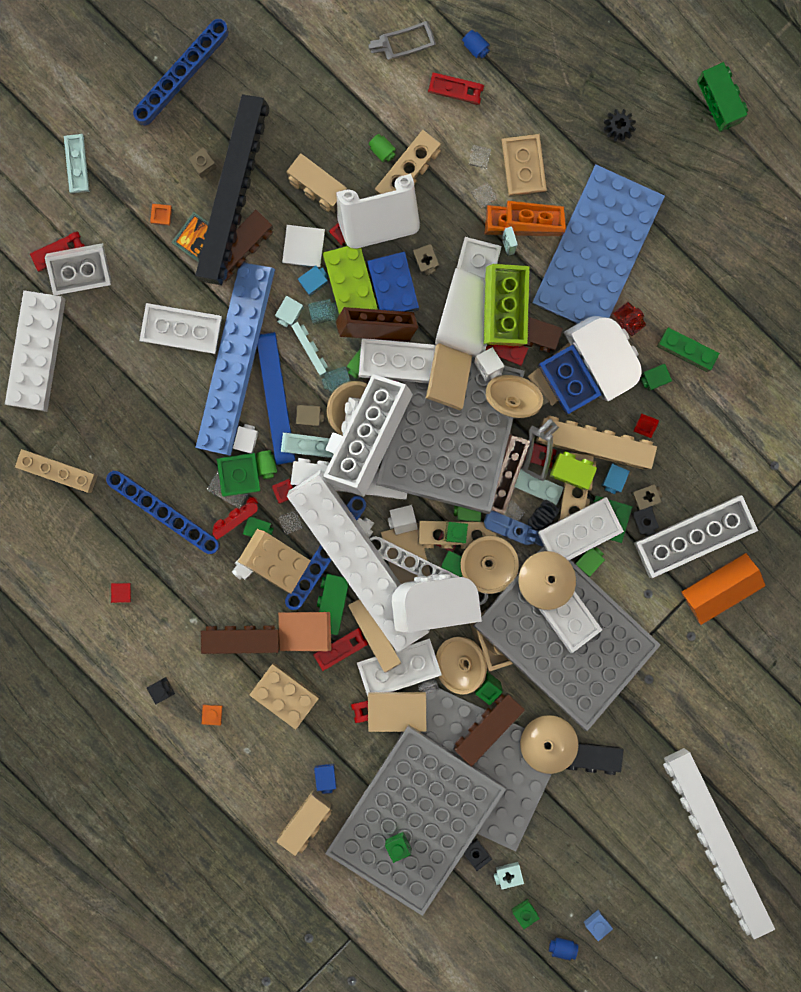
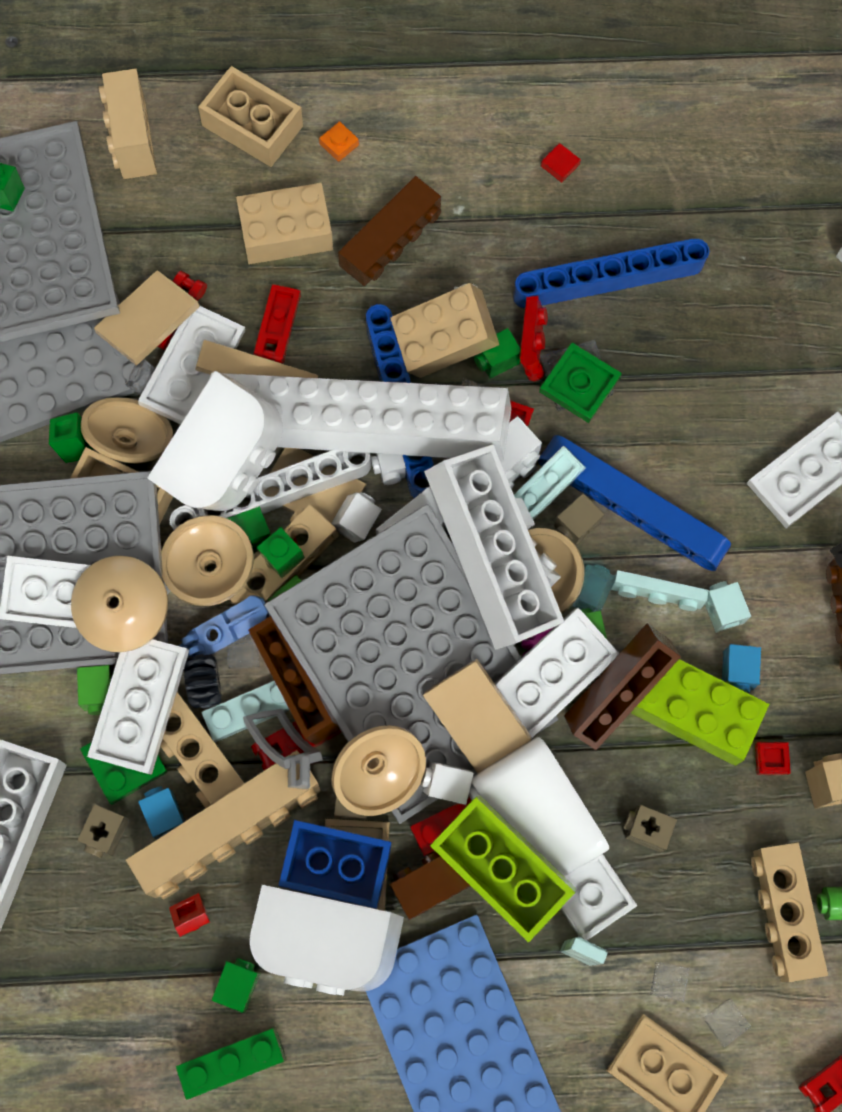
camera: 125 degrees right, 15 degrees down
(56, 471) = (760, 204): tan brick -> none
(160, 690) = (415, 109): black brick -> none
(235, 358) = (724, 499): medium blue plate -> none
(242, 768) = (251, 116): none -> tan brick
(246, 439) = (614, 428): white brick -> none
(266, 464) = (564, 423): bright green brick -> none
(303, 246) = (795, 696): white tile -> none
(304, 631) = (332, 299): nougat tile -> none
(322, 311) = (695, 642): clear light blue brick -> none
(325, 778) = (155, 190): blue brick -> none
(333, 599) = (331, 352): green brick -> none
(378, 216) = (758, 814): white windscreen -> none
(393, 283) = (653, 759): blue brick -> none
(489, 729) = (25, 395): reddish brown brick -> none
(525, 219) = (592, 1006): orange slope -> none
(573, 471) = (217, 757): lime brick -> none
(630, 318) = (341, 1021): clear red brick -> none
(639, 517) = (84, 805): black brick -> none

